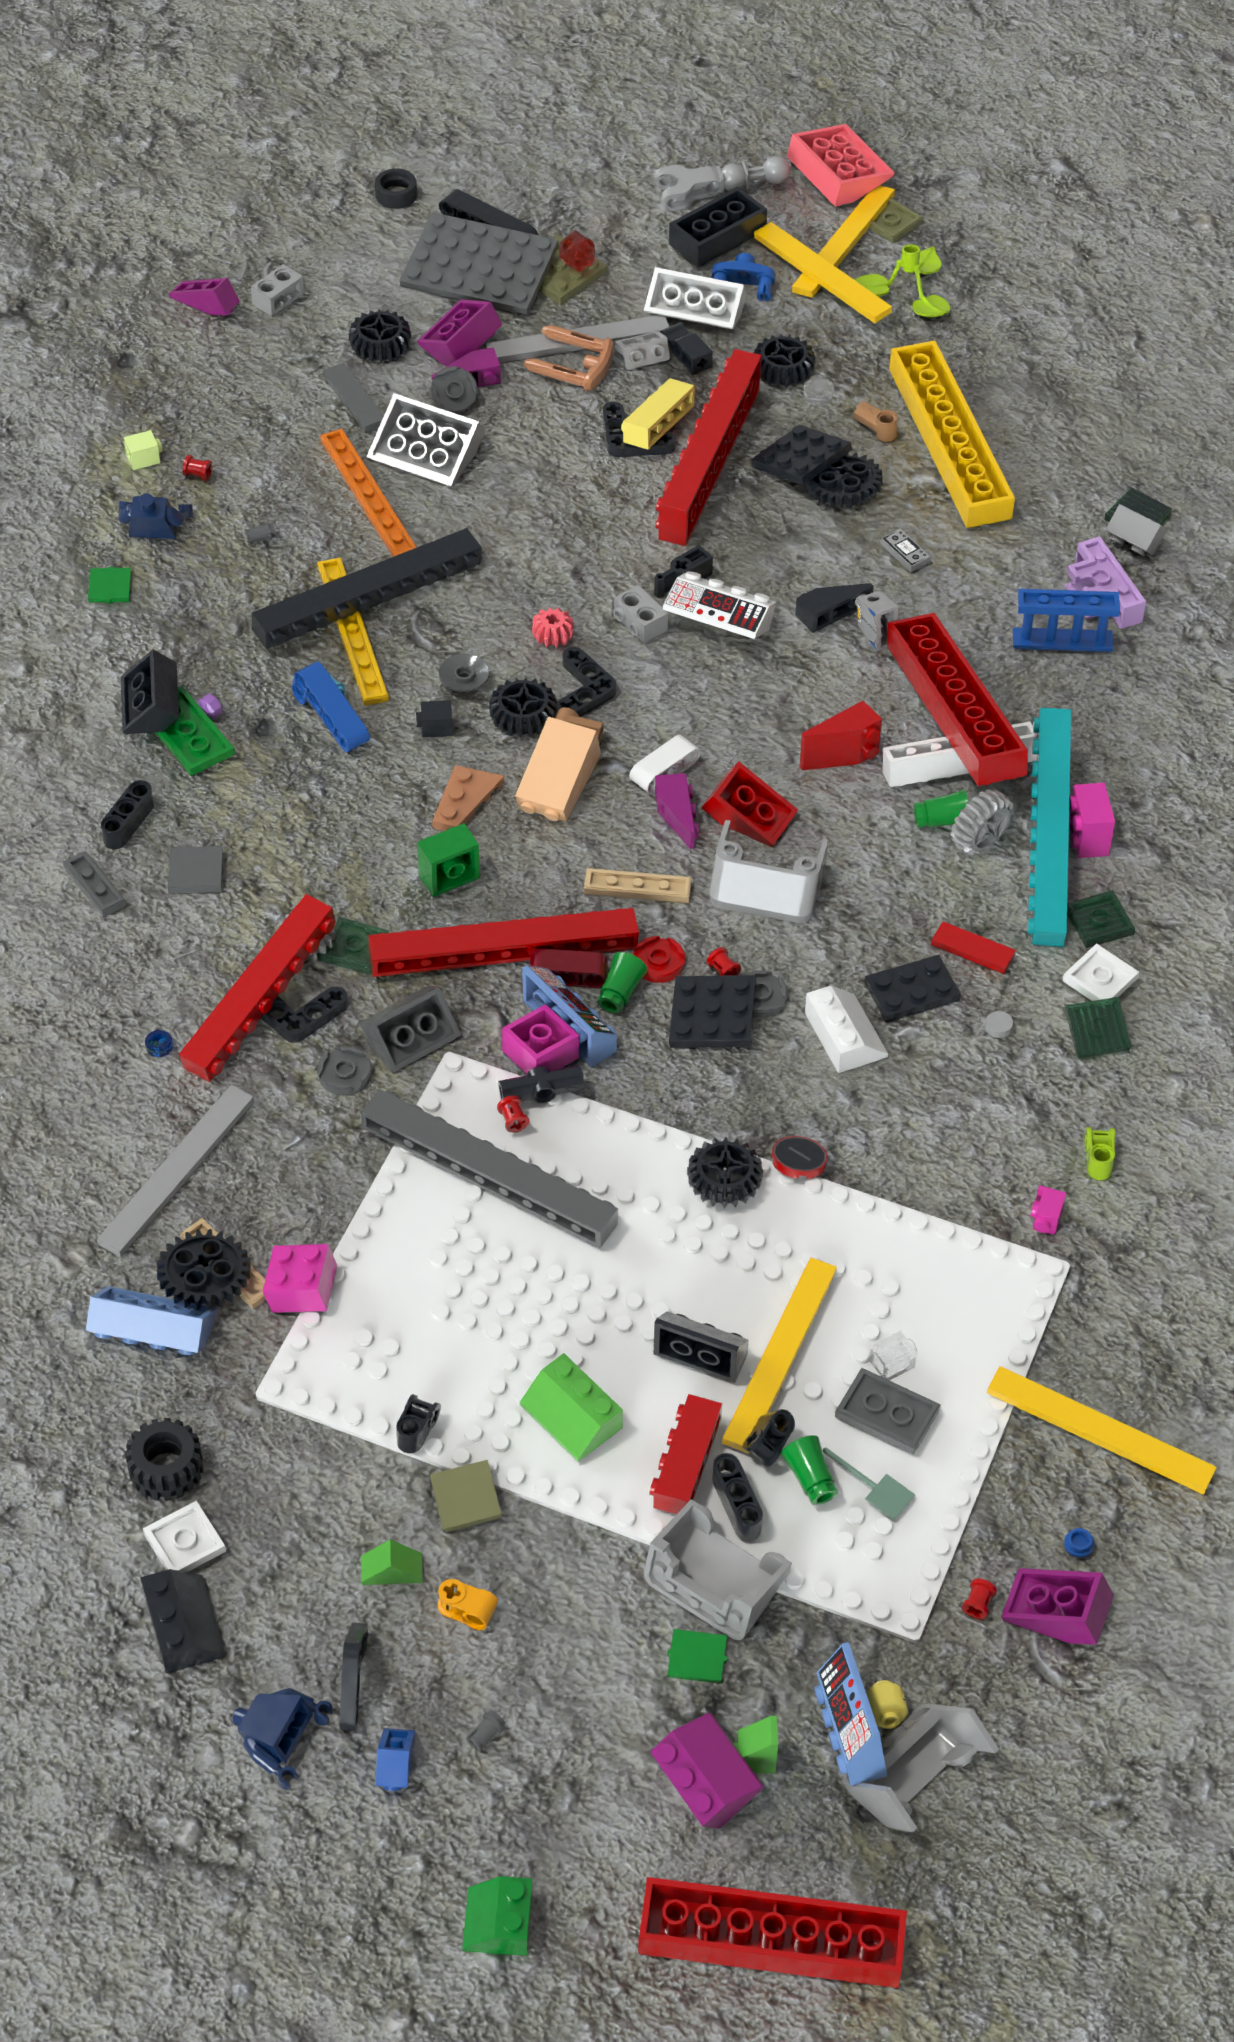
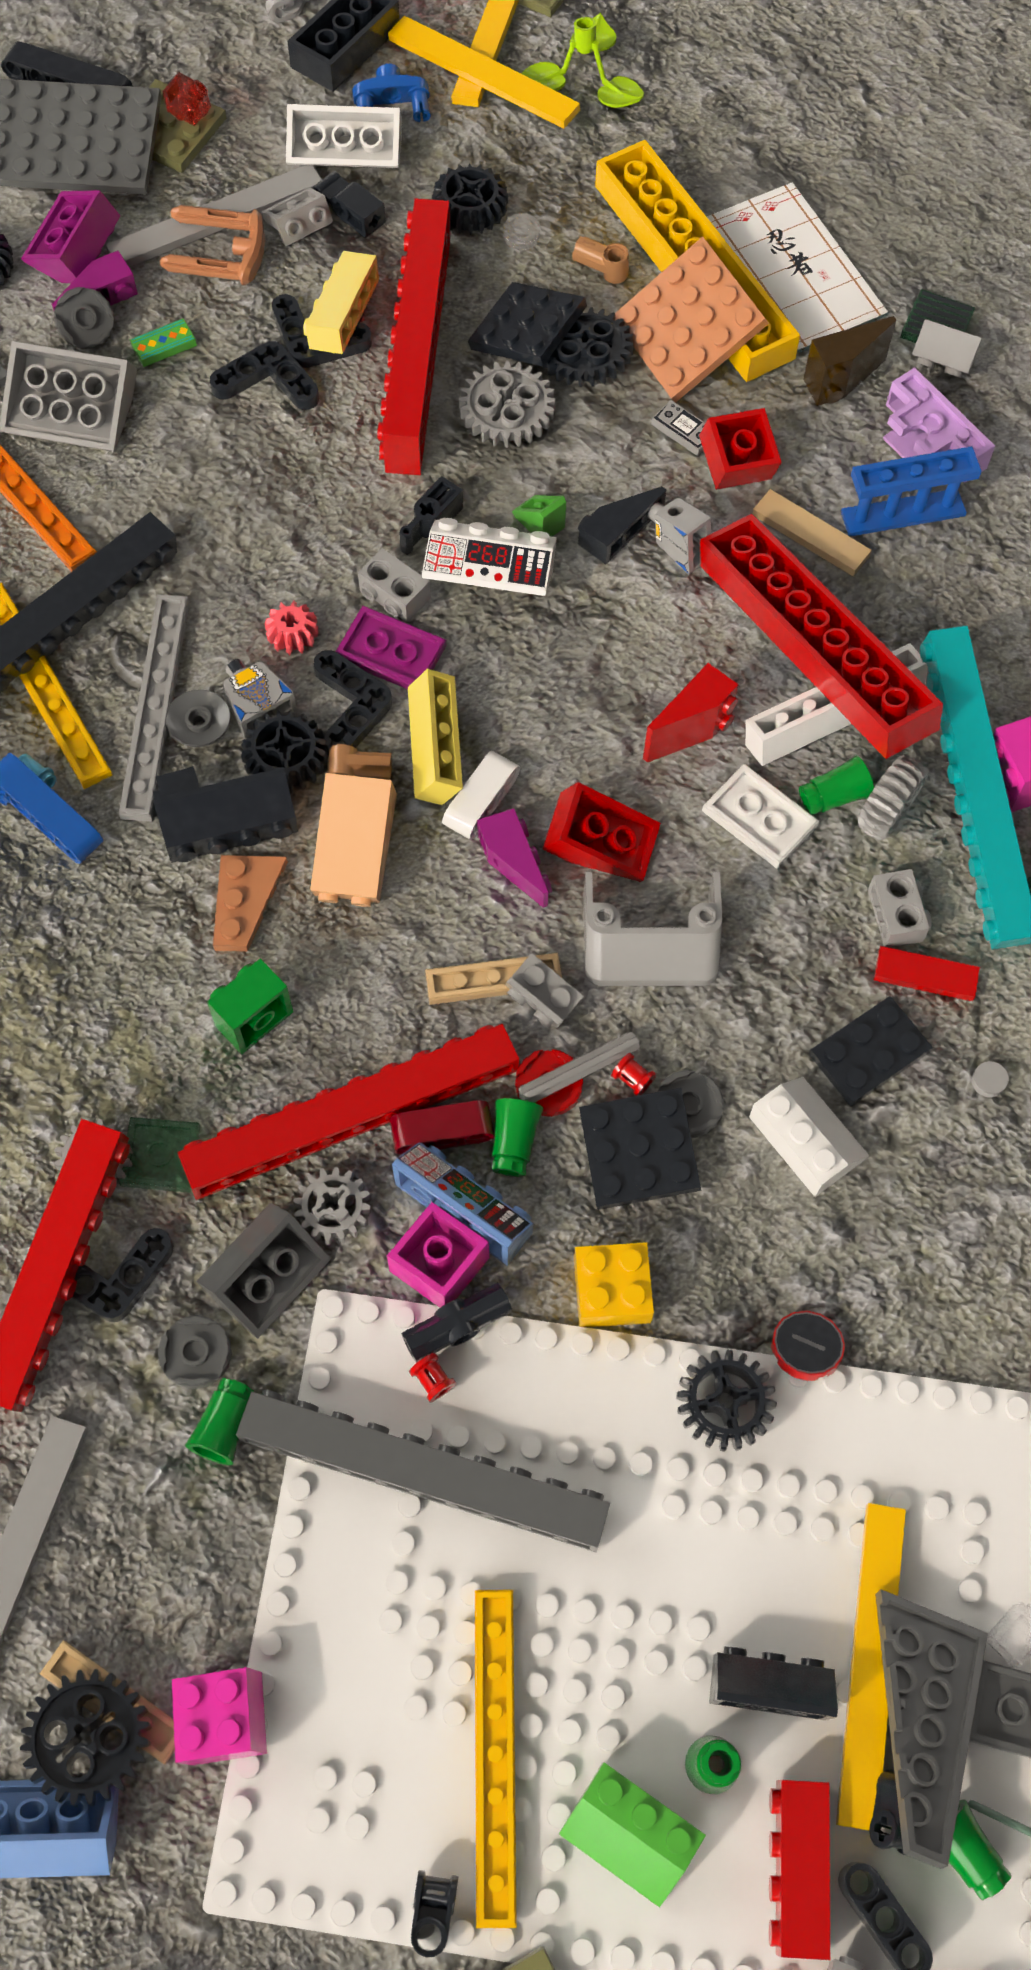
camera: 15 degrees left, 15 degrees up
(345, 1118) = (218, 1426): none -> green plant
(427, 669) = (154, 700): none -> light grey tile
(466, 736) = (226, 815): none -> black slope
(472, 999) = (342, 1196): none -> light grey gear
(488, 1349) = (495, 1760): none -> yellow tile
(510, 419) = (163, 342): none -> bright green tile
(512, 661) = (255, 693): none -> torso
(593, 447) = (272, 367): none -> black beam
(626, 657) = (390, 647): none -> magenta tile
(640, 717) = (435, 737): none -> light yellow brick
(644, 1380) = (698, 1764): none -> green plant
(664, 1089) = (613, 1285): none -> yellow brick
(672, 897) = (543, 991): none -> light grey bracket
(683, 949) = (579, 1067): none -> light grey axle
(768, 507) = (519, 410): none -> light grey gear
(774, 586) = (542, 514): none -> bright green slope
(810, 1376) = (931, 1700): none -> dark grey wing
(878, 821) = (760, 816): none -> white tile
(930, 472) = (690, 319): none -> nougat plate
(942, 569) = (740, 448): none -> red brick
(964, 899) = (891, 908): none -> light grey brick
(984, 640) = (811, 532): none -> tan tile
(1036, 454) = (798, 264): none -> white piece
(1051, 523) = (846, 359): none -> dark brown slope

